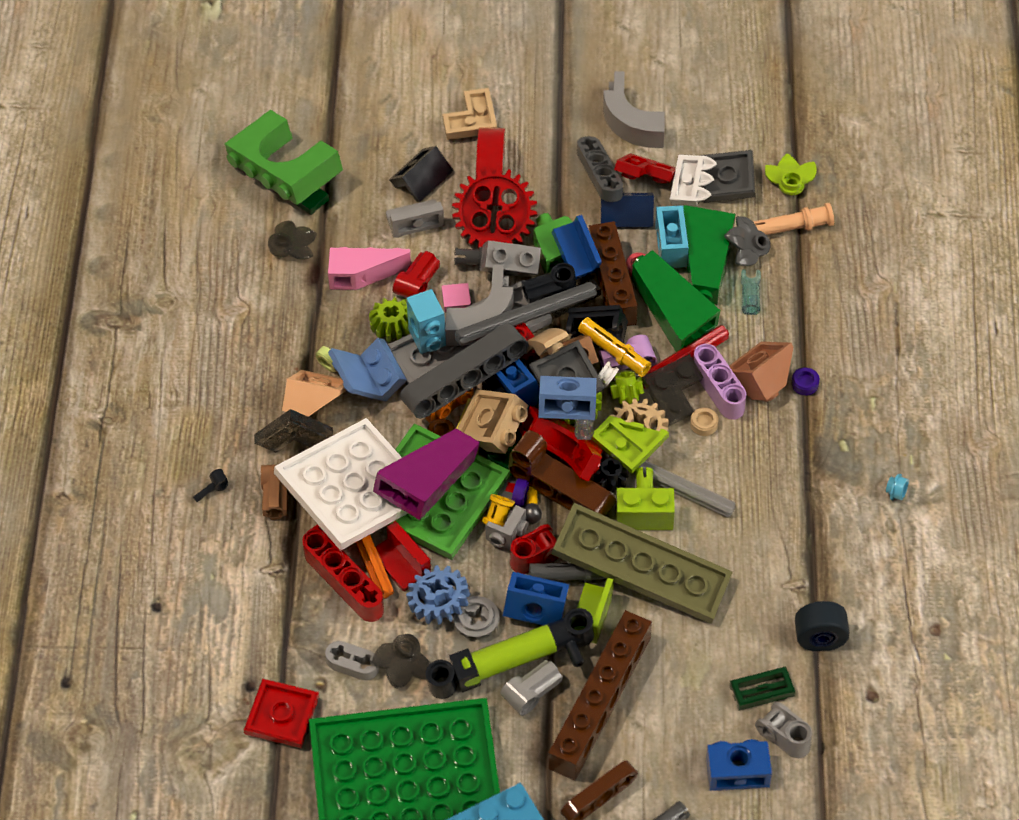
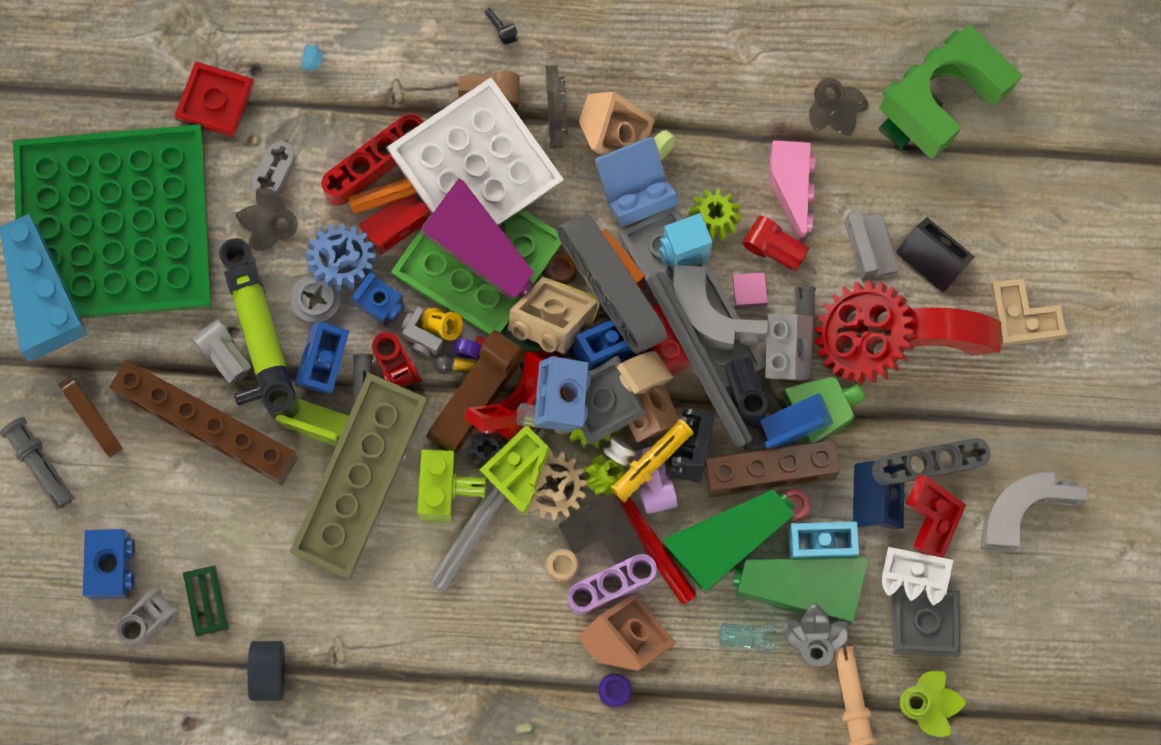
camera: 90 degrees right, 20 degrees up
(240, 634) = (311, 58): none -> medium azure plate
(478, 564) = (382, 312): none -> blue brick

